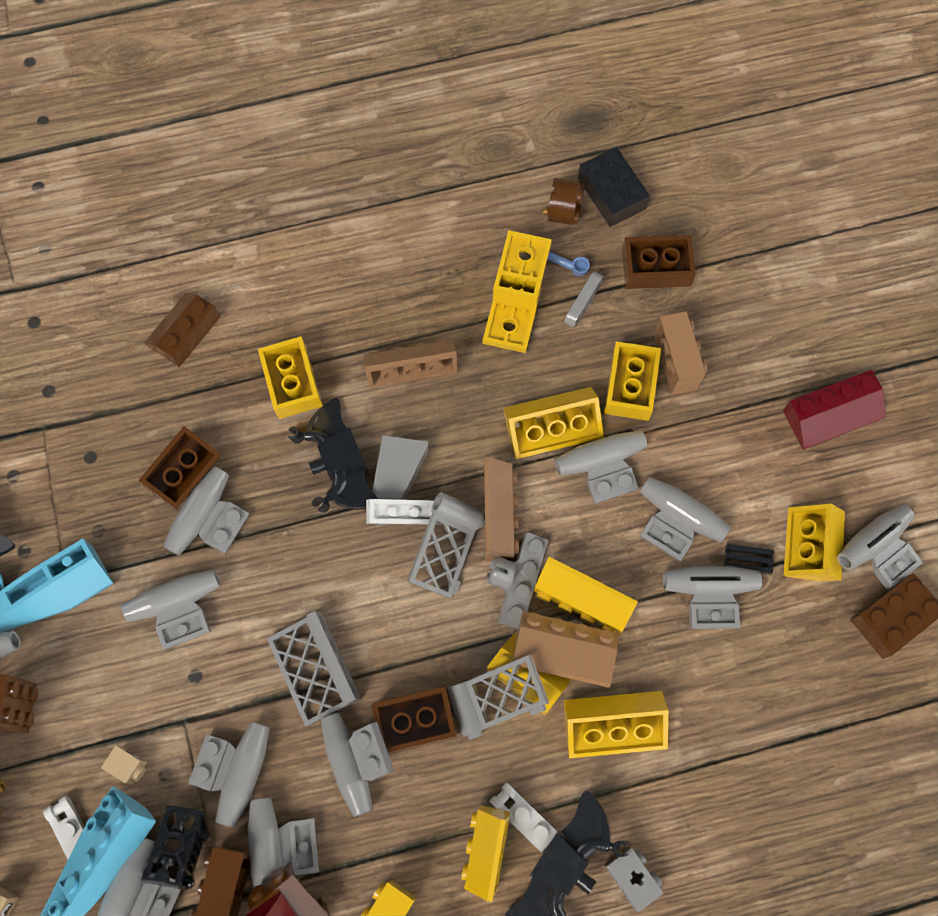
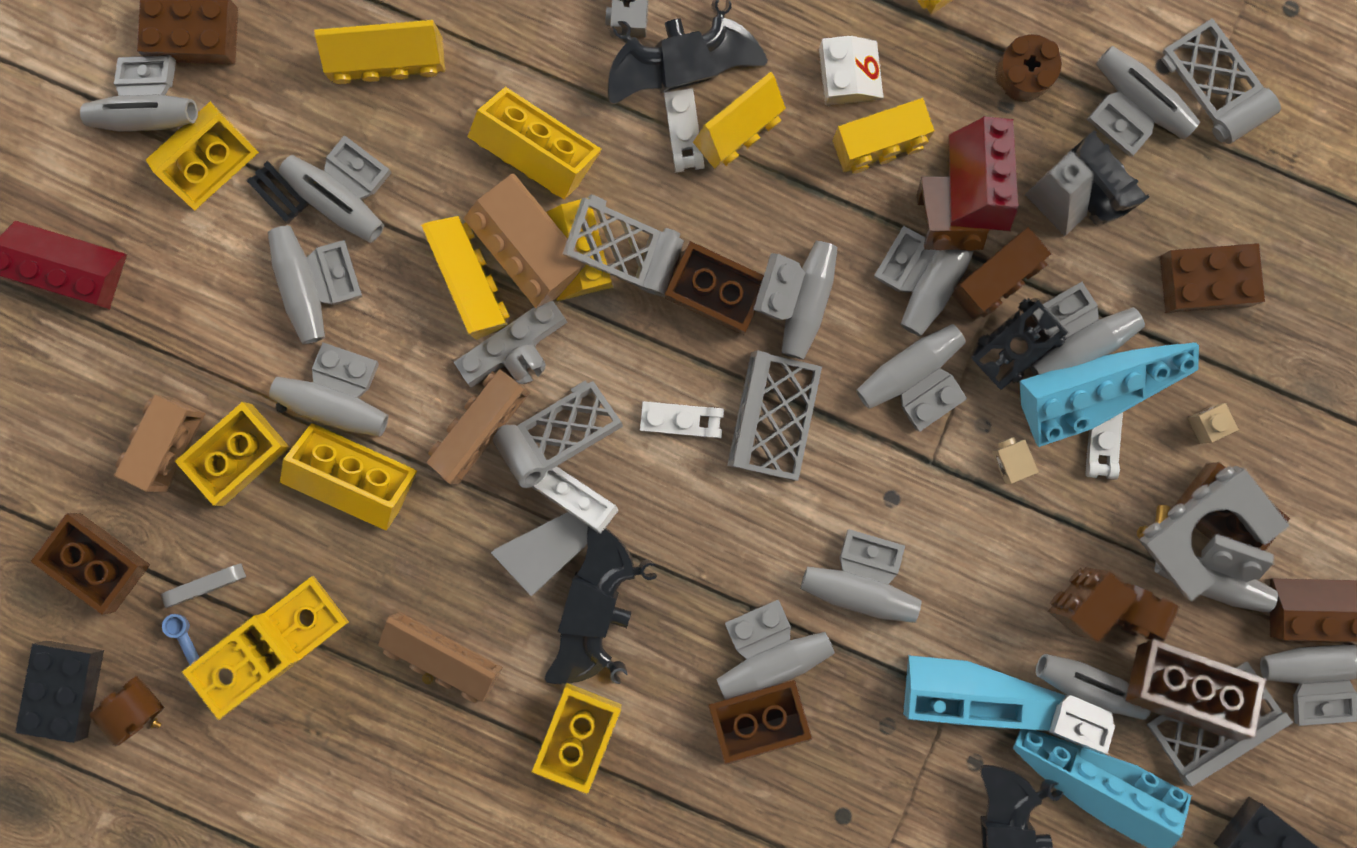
camera: 140 degrees left, 15 degrees up
(374, 618) = (680, 419): none -> white plate
(765, 701) = (380, 51): none -> yellow slope

